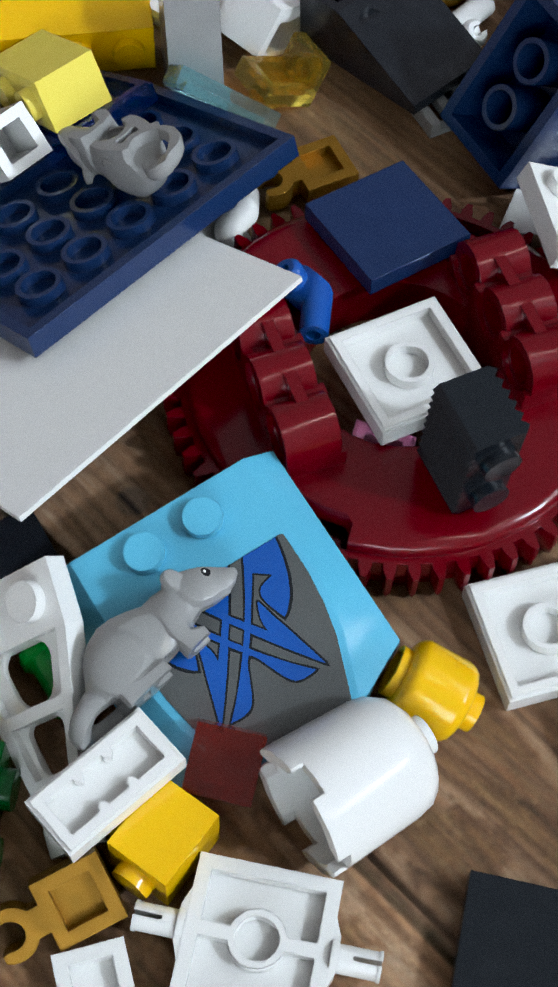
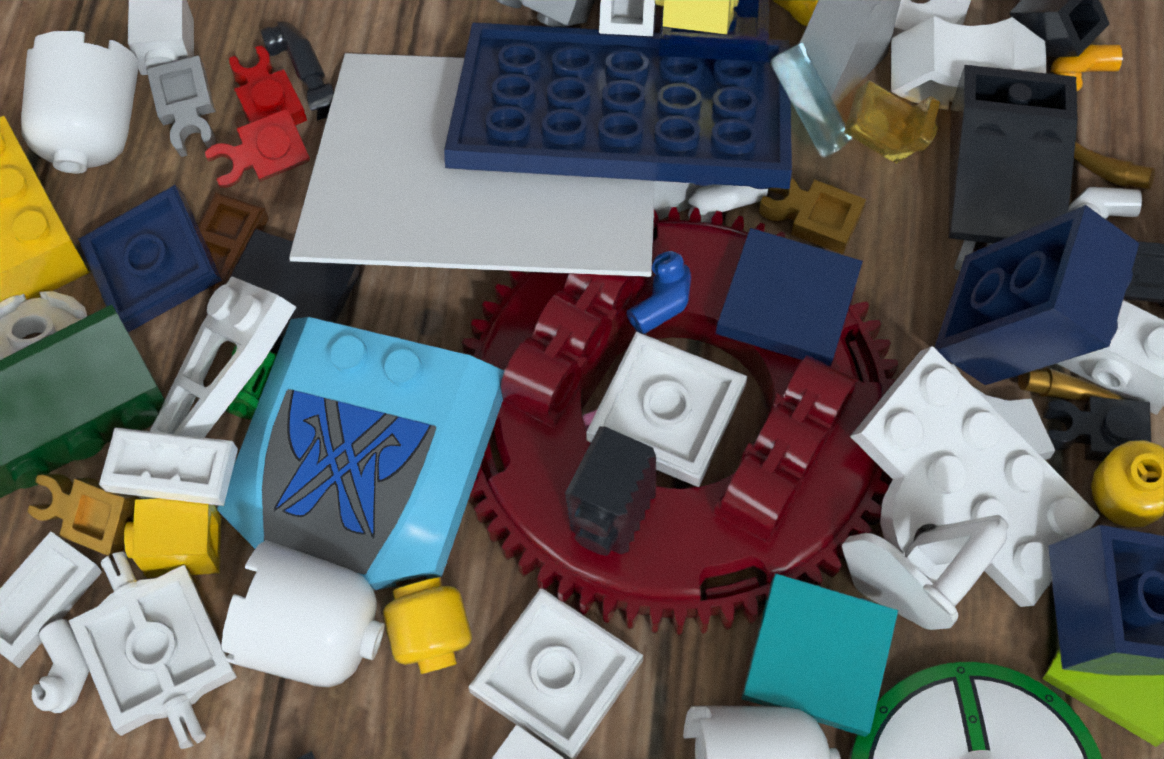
camera: 55 degrees right, 5 degrees up
(127, 154) = (656, 76): light grey animal -> none
(132, 651) = (265, 406): light grey animal -> none
(224, 762) = (251, 522): clear red tile -> none

